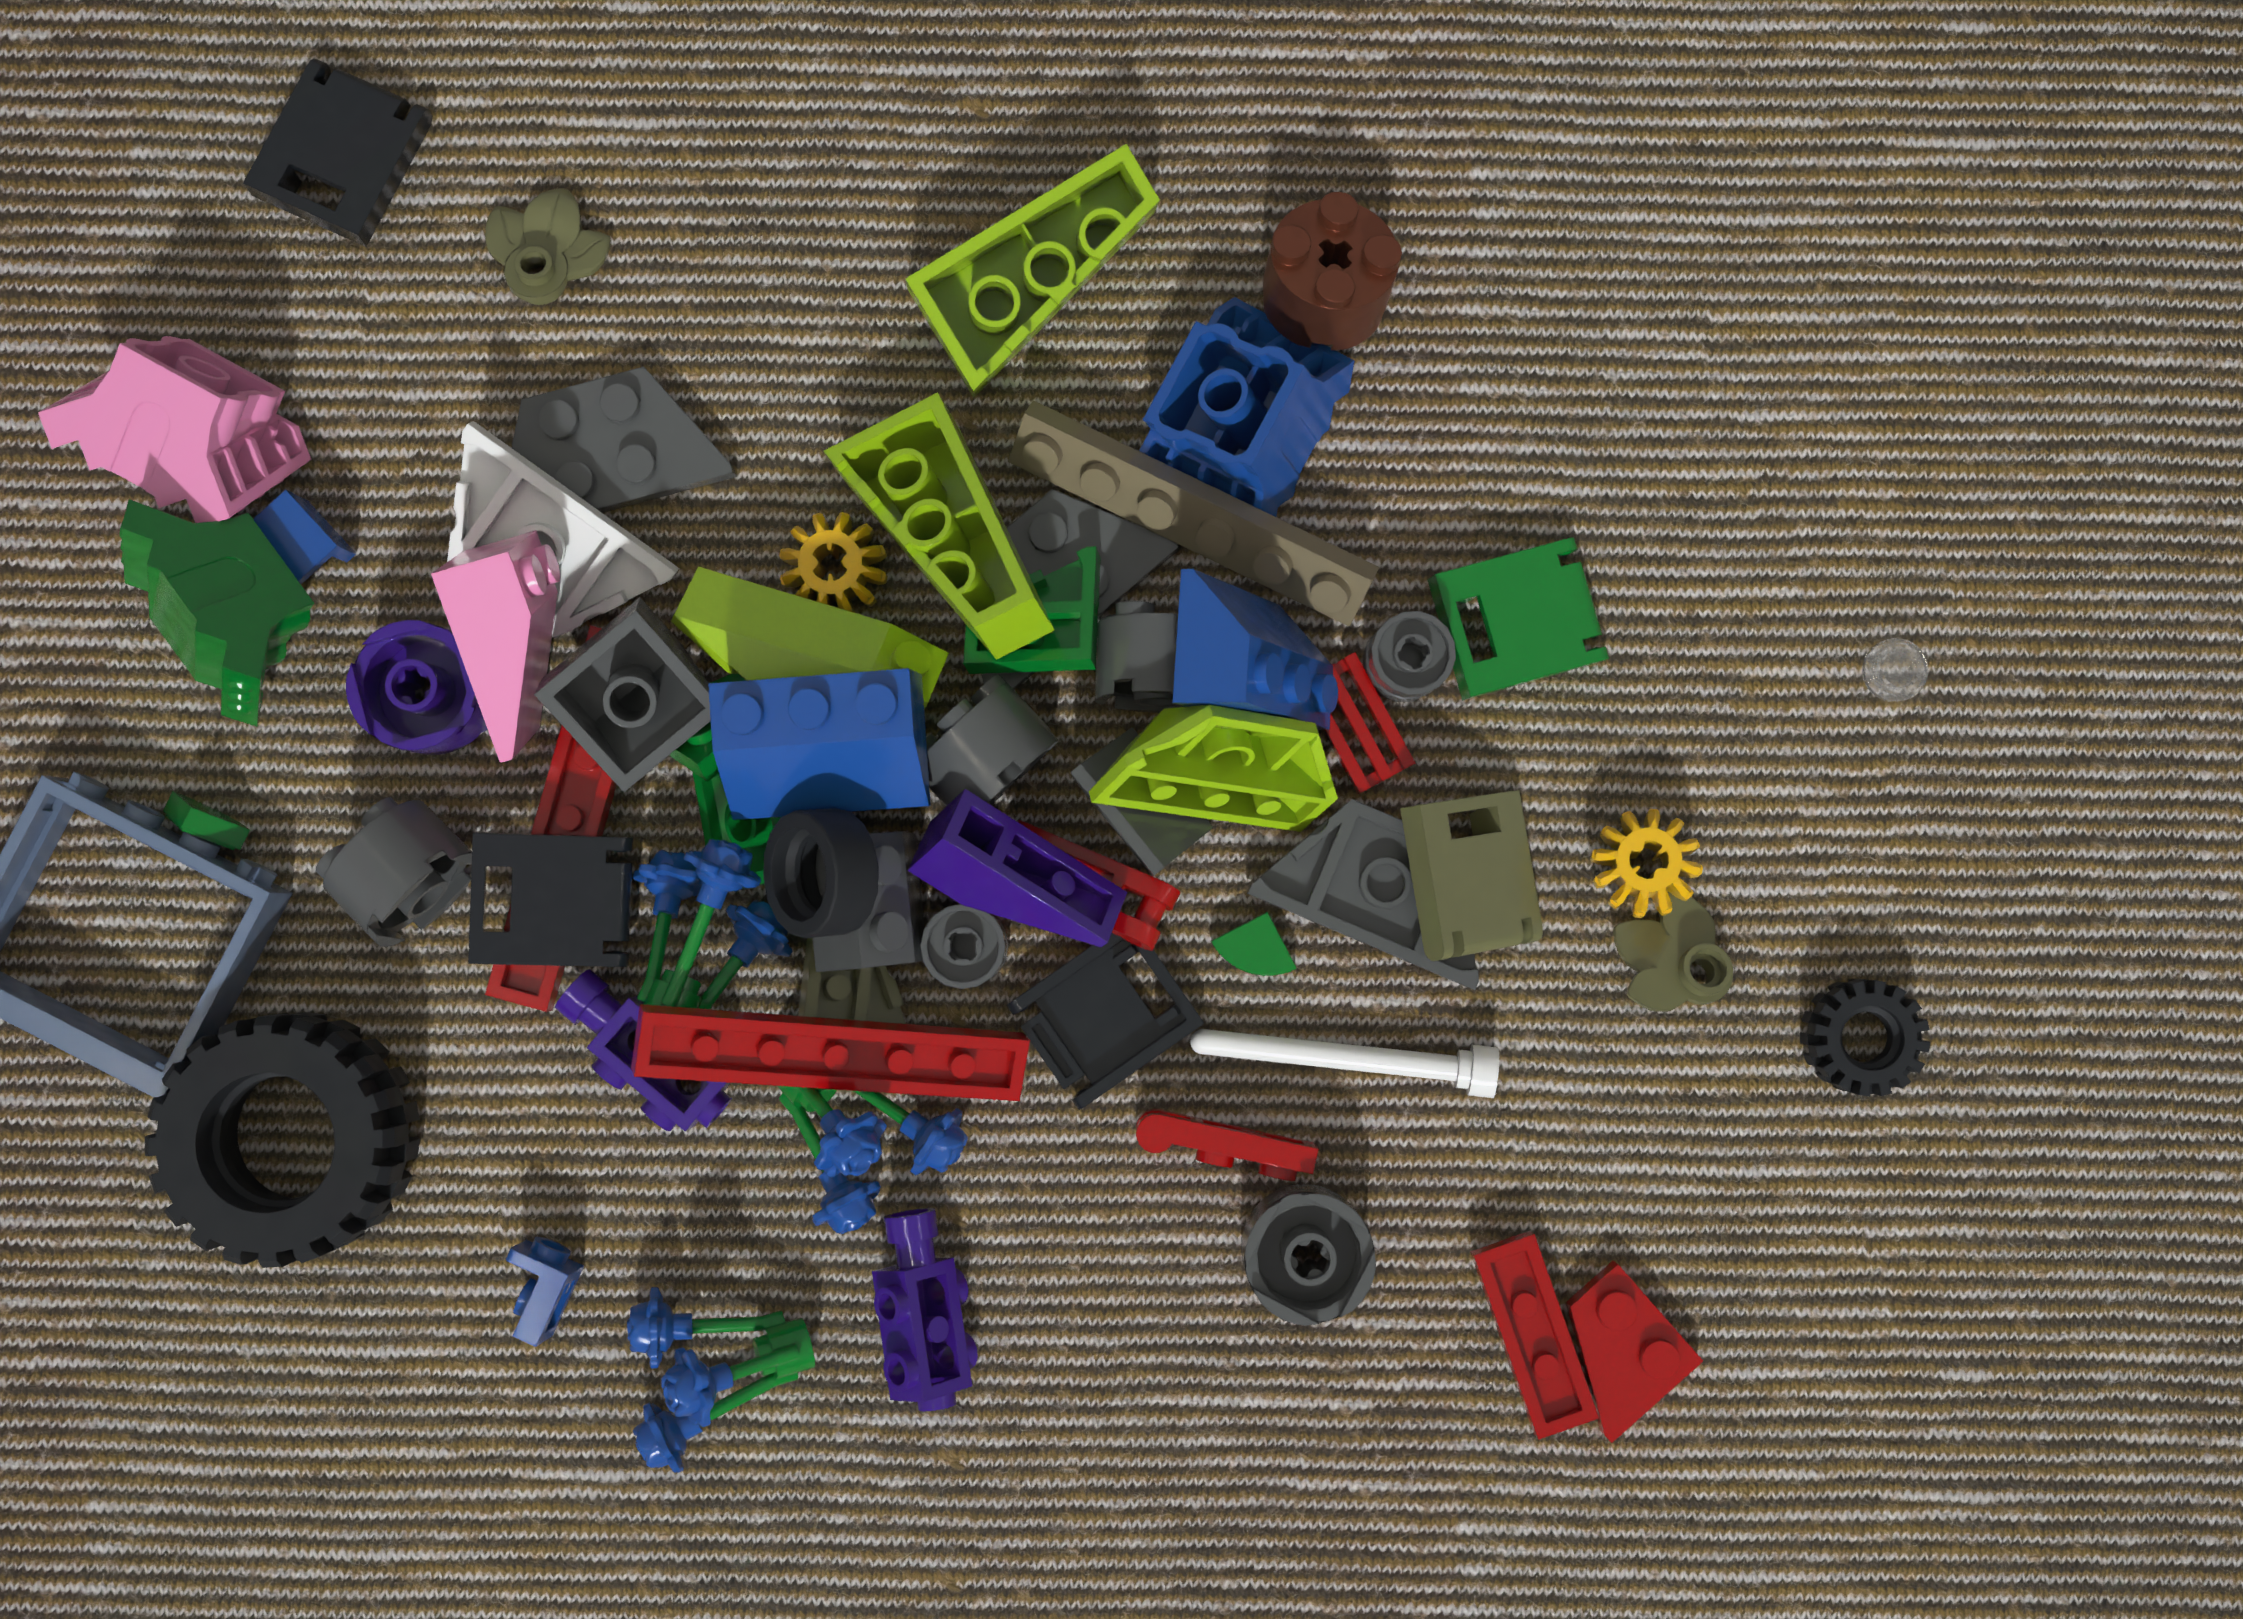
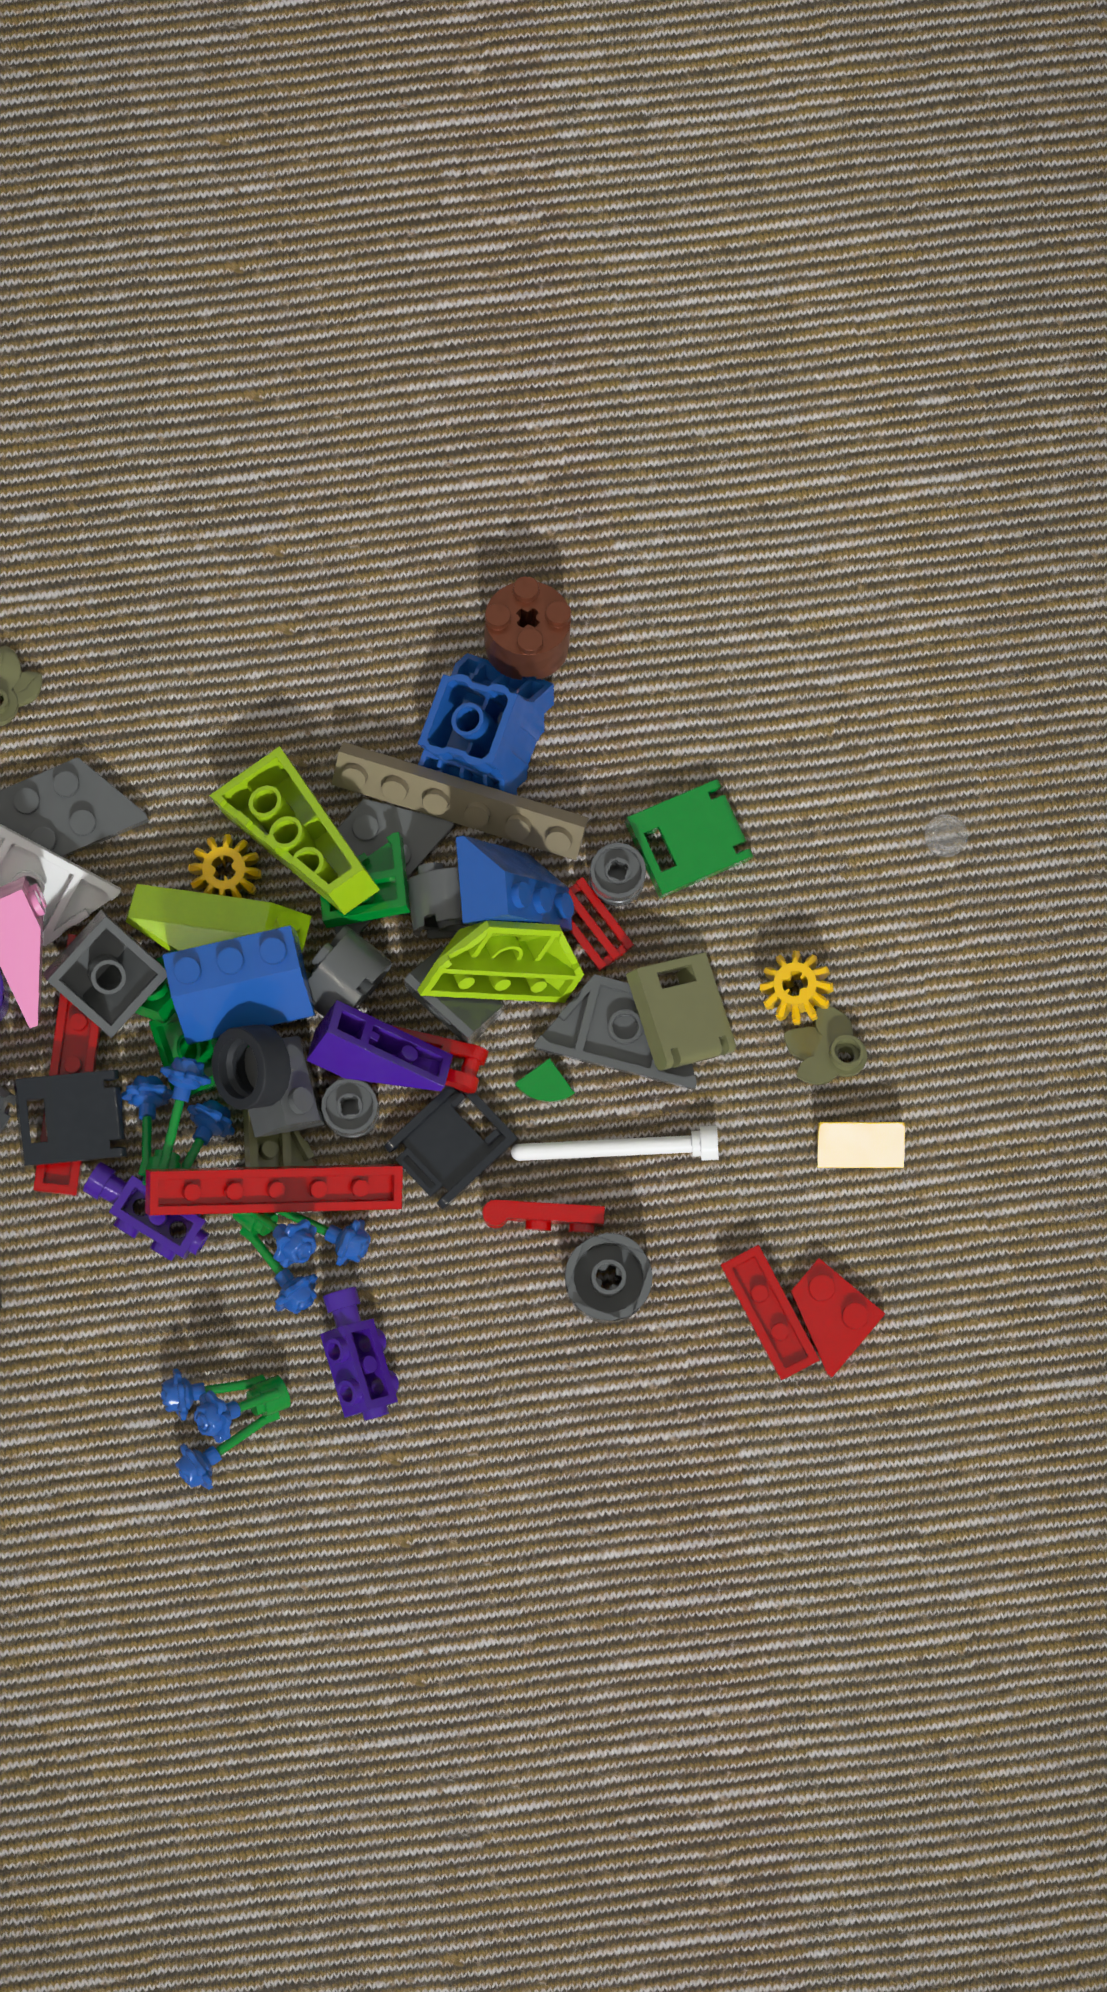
camera: 10 degrees left, 5 degrees down
(543, 1299) = (101, 1388): blue bracket -> none
(1022, 270) = (322, 658): lime wedge -> none
(1702, 1106) = (860, 1144): none -> slope
(1902, 1042) = (960, 1055): black tyre -> none

